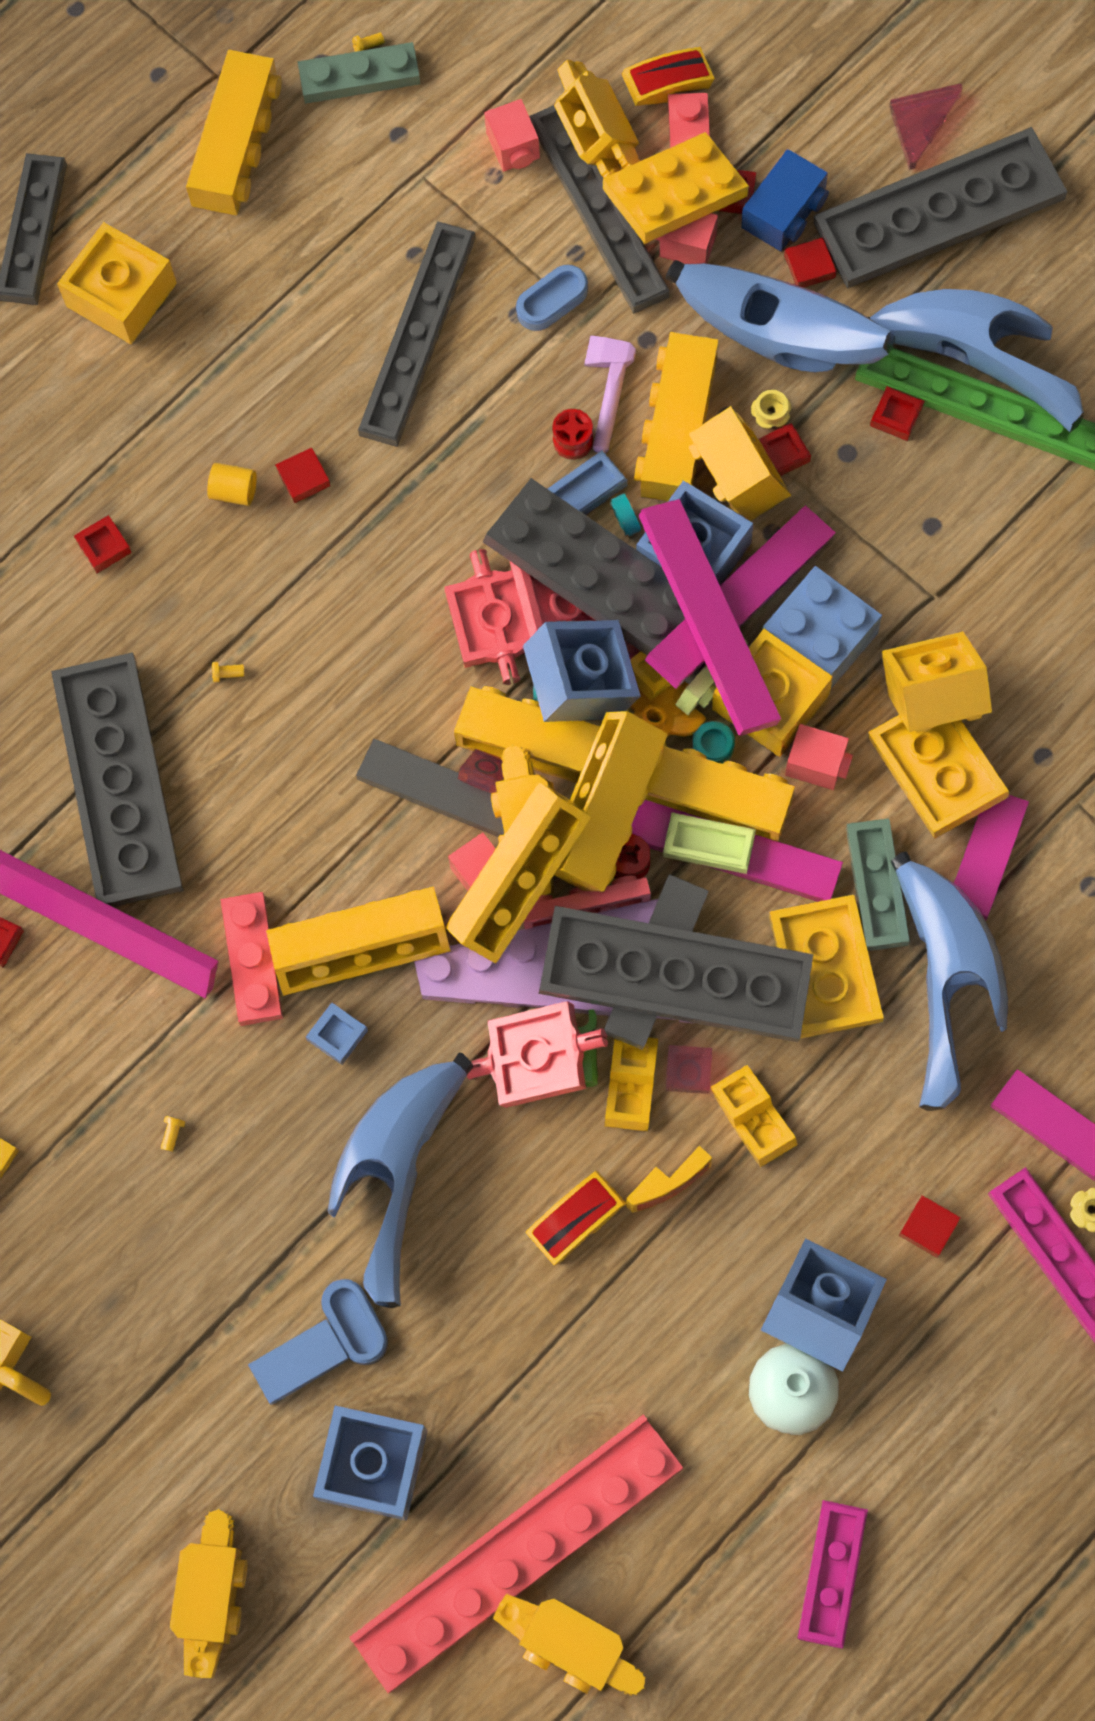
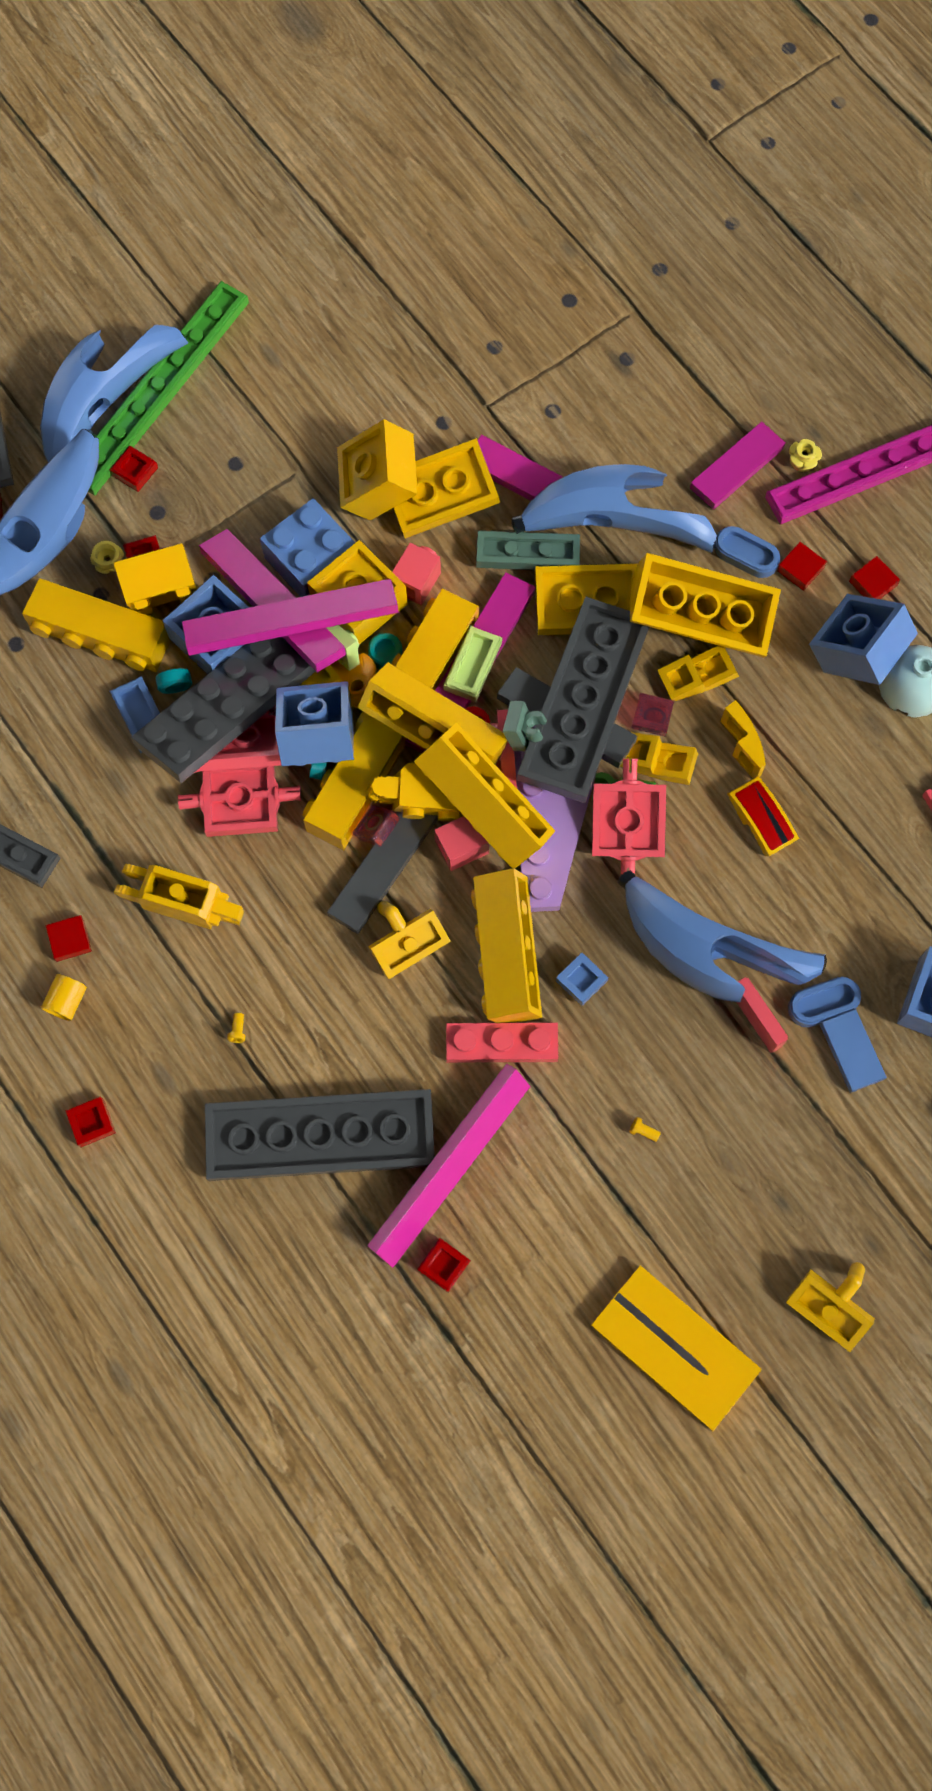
camera: 85 degrees left, 0 degrees up
(322, 1242) = (761, 1017): none -> coral tile
(350, 831) = (407, 941): none -> yellow plate
(360, 576) = (179, 896): none -> yellow hinge
(572, 423) = (84, 703): red wheel -> none
(617, 356) = (26, 666): lavender piece -> none
(617, 899) = (519, 725): none -> sand green tile
(826, 1098) = (703, 604): none -> yellow slope
(928, 1322) = (874, 579): none -> red tile
(936, 1155) = (747, 552): none -> medium blue tile

